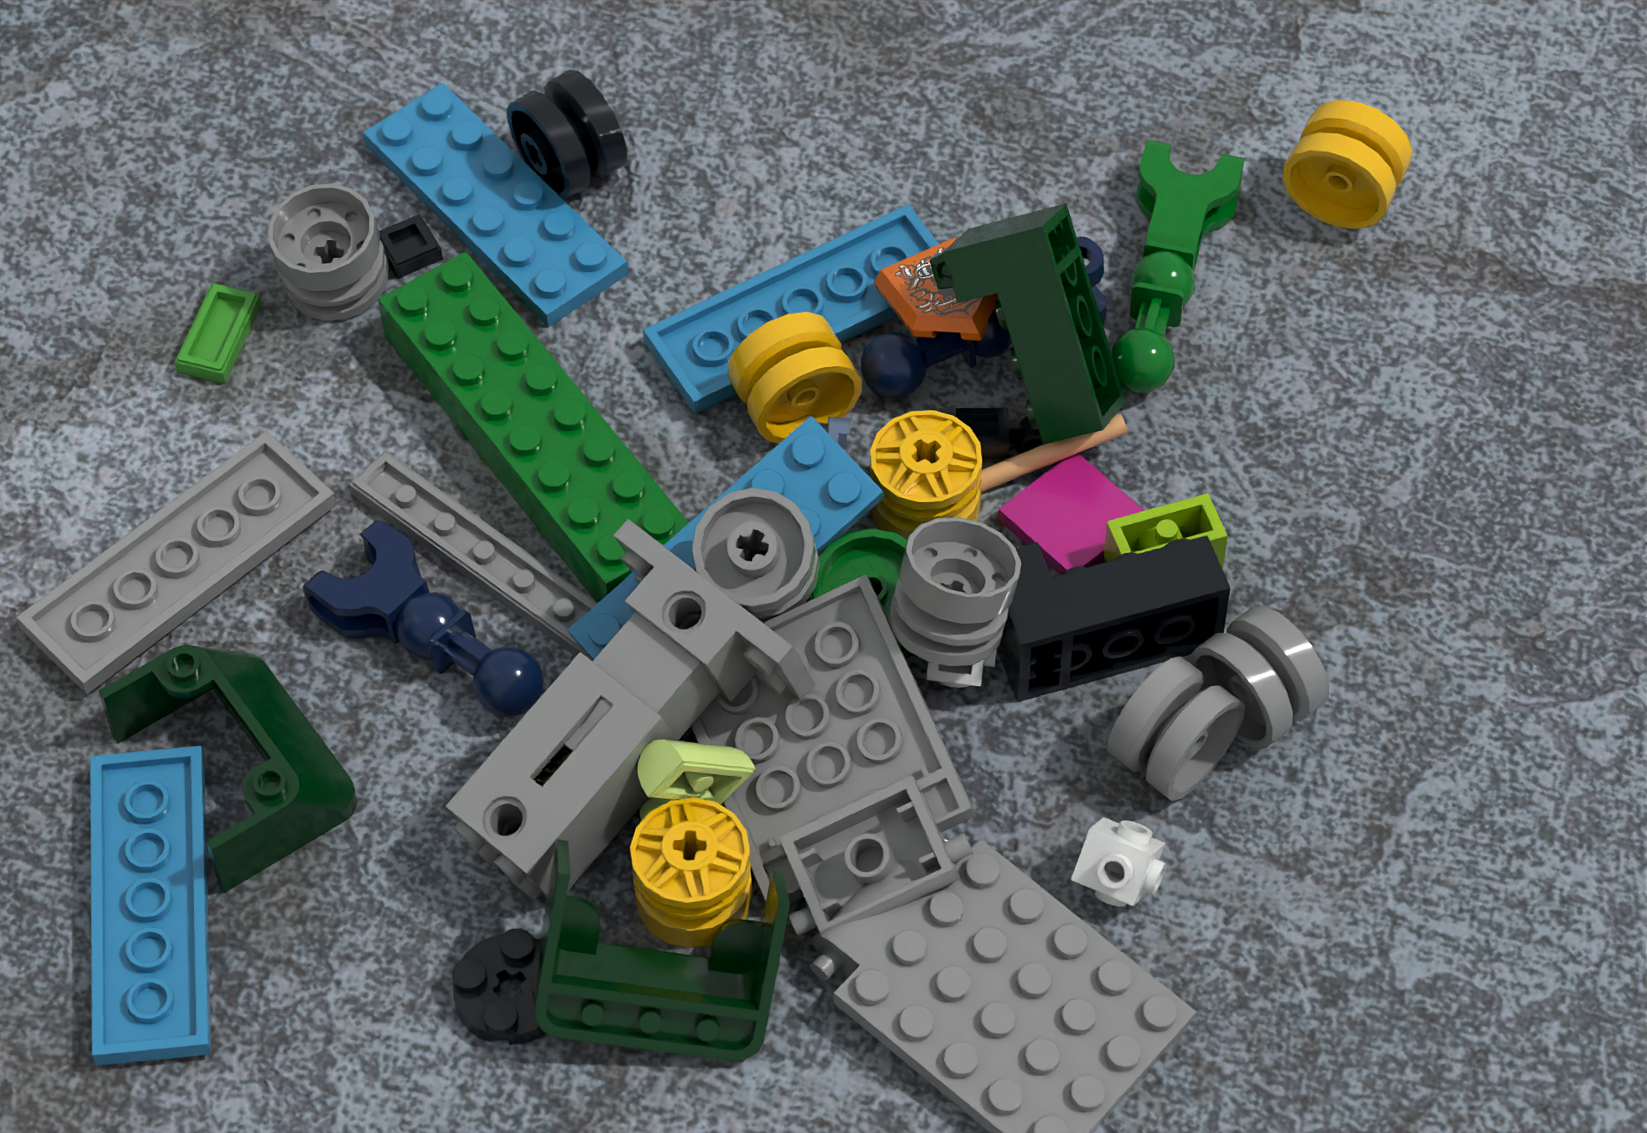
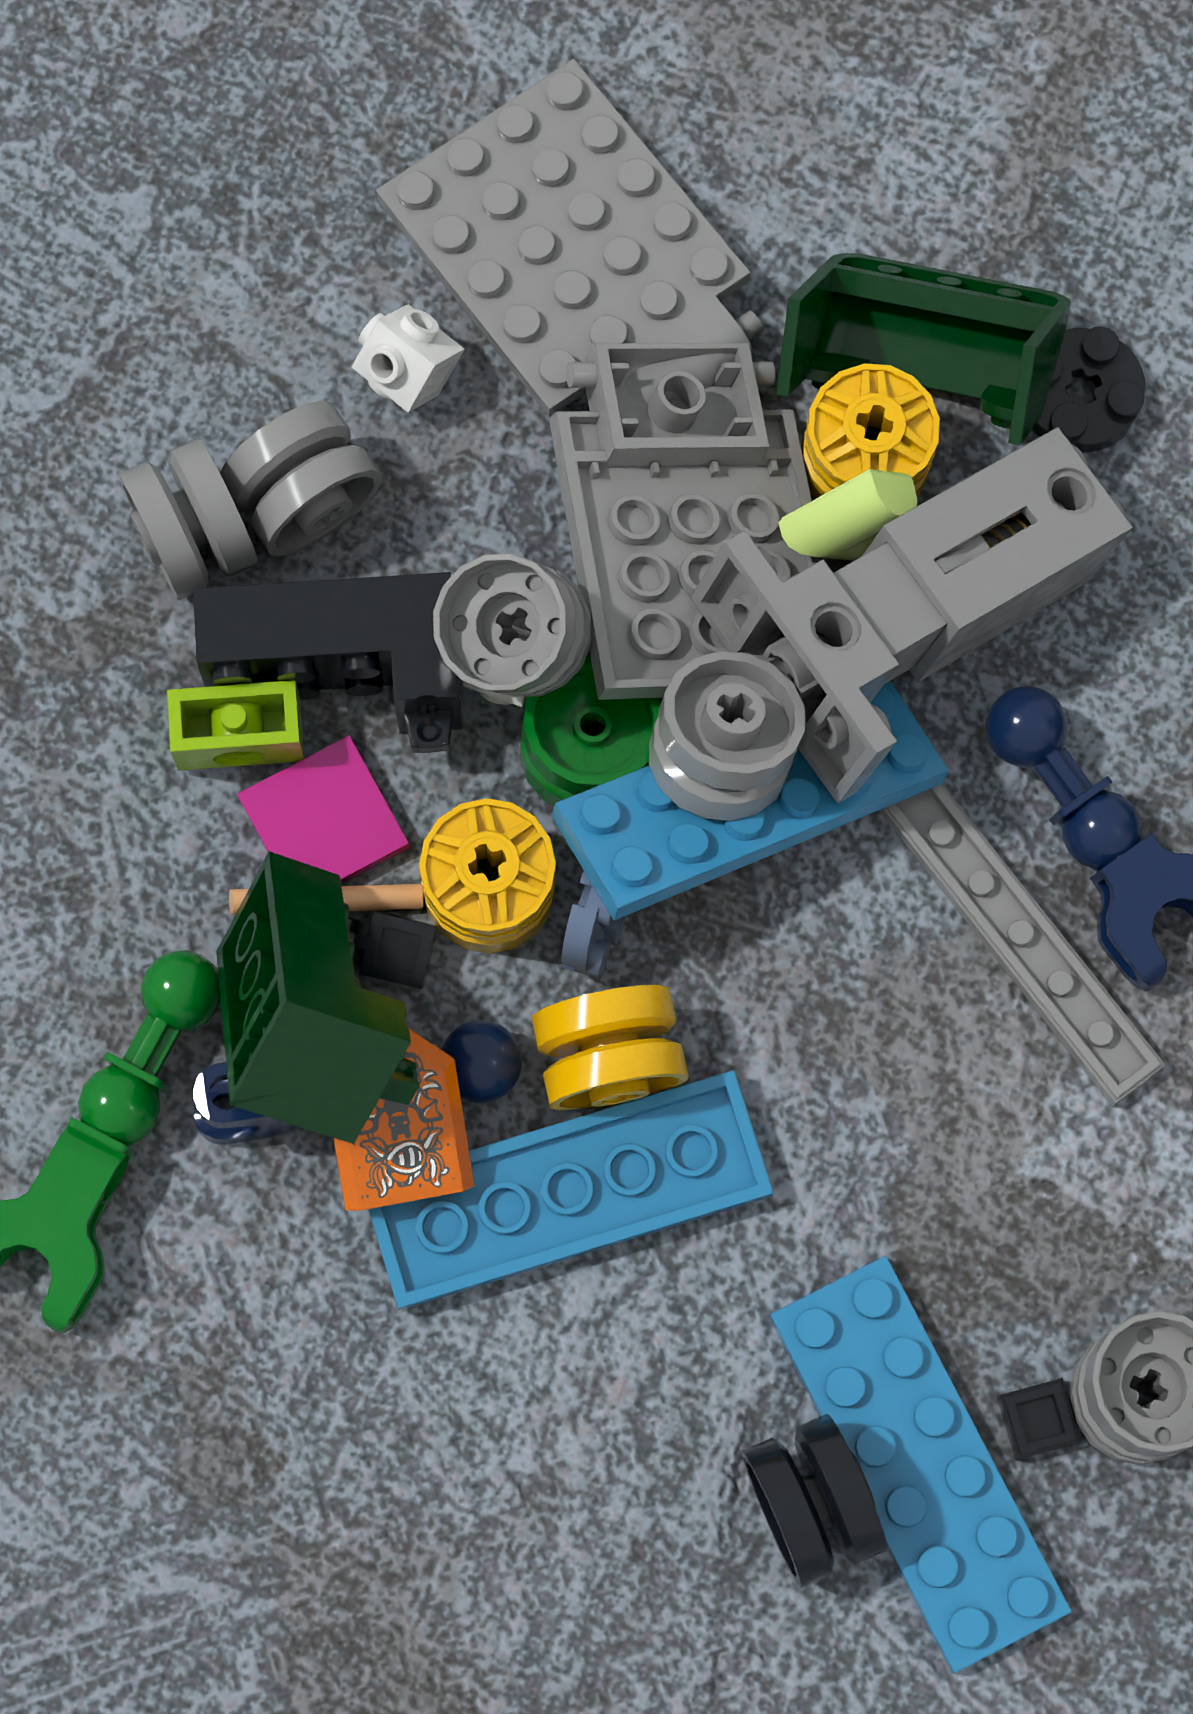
camera: 170 degrees left, 20 degrees up
(526, 419) = (933, 1075): green brick -> none

